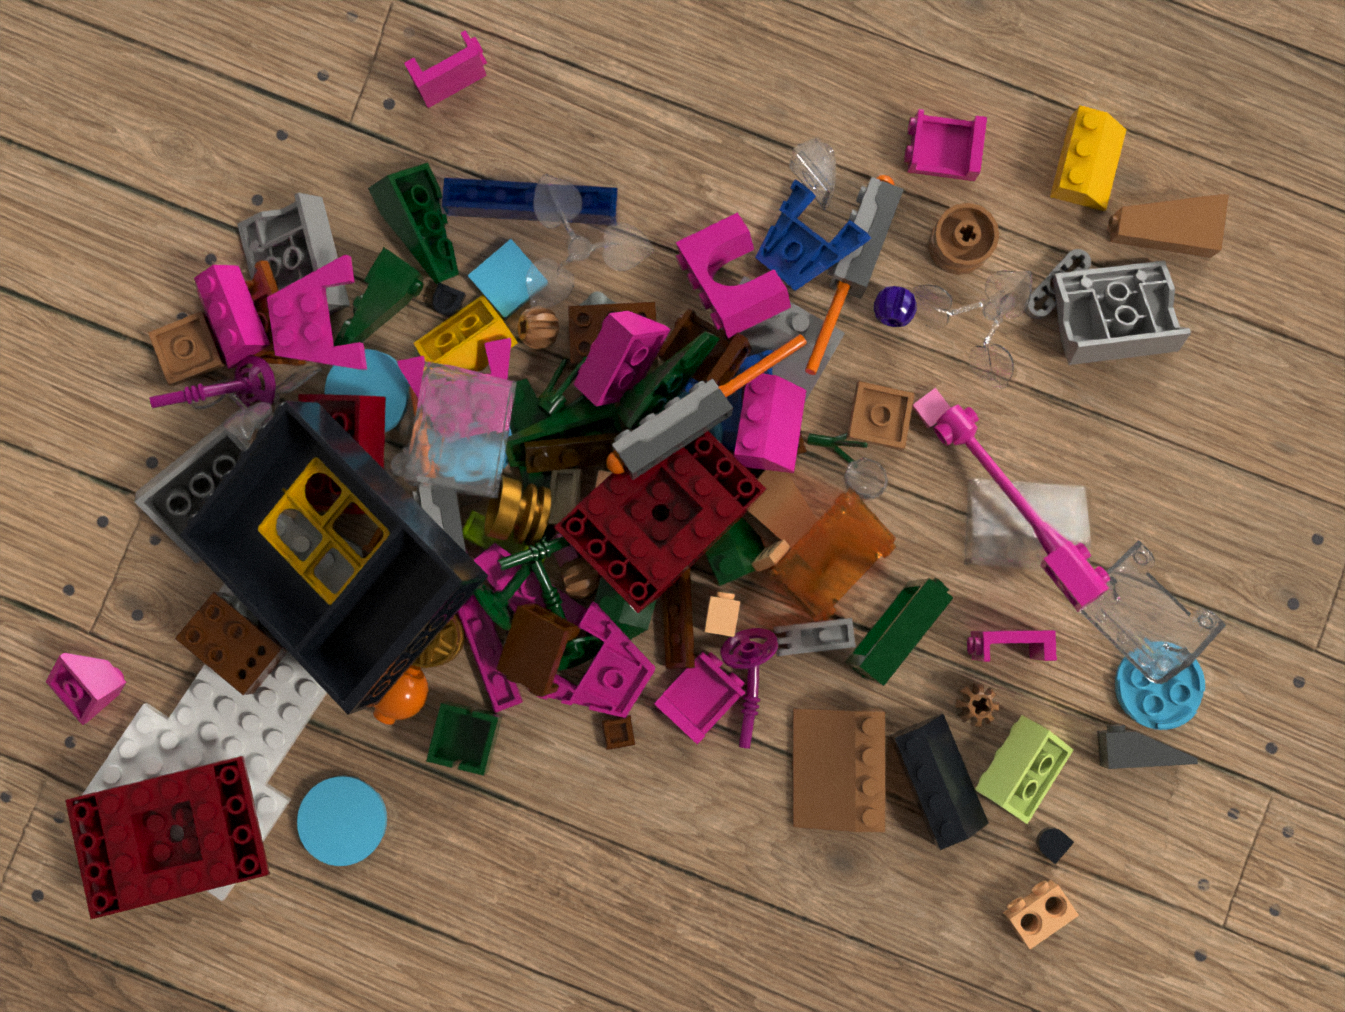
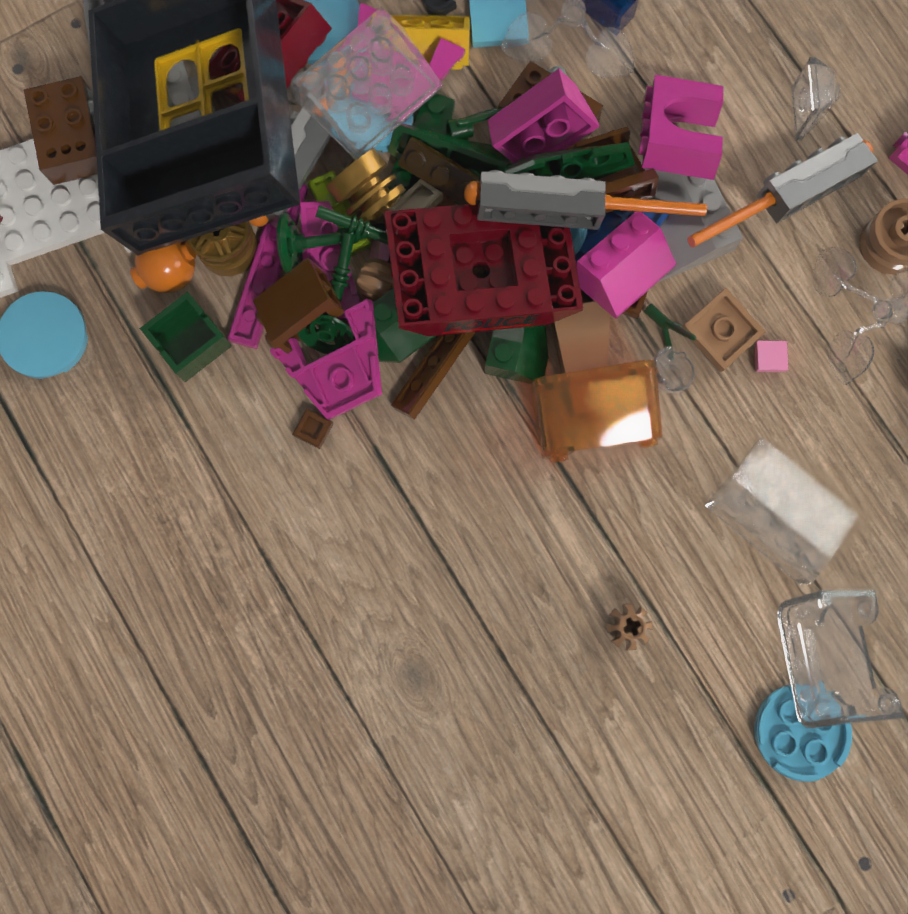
camera: 40 degrees right, 5 degrees down
(538, 327) = (493, 64): medium nougat piece -> none
(700, 696) = (401, 448): dark pink panel -> none
(722, 614) = (468, 390): light nougat brick -> none
(751, 659) = (468, 443): magenta dish -> none
(770, 555) = (538, 372): tan tile -> none
(797, 250) = (755, 150): blue wing -> none
(816, 636) = (533, 469): light grey hinge -> none
(839, 769) = (470, 592): medium nougat slope -> none
(895, 306) = (800, 251): dark purple piece -> none
(899, 629) = (610, 502): dark green window -> none
(939, 781) = (549, 668): black slope -> none
(1024, 768) = (630, 713): yellowish green slope -> none
(1041, 643) = (724, 606): dark pink panel -> none
(1044, 921) = (550, 858): light nougat brick -> none
(1053, 843) = (608, 797): black tile -> none
(1065, 561) = (796, 552): dark pink bar -> none
(1131, 750) = (741, 768): dark grey slope -> none

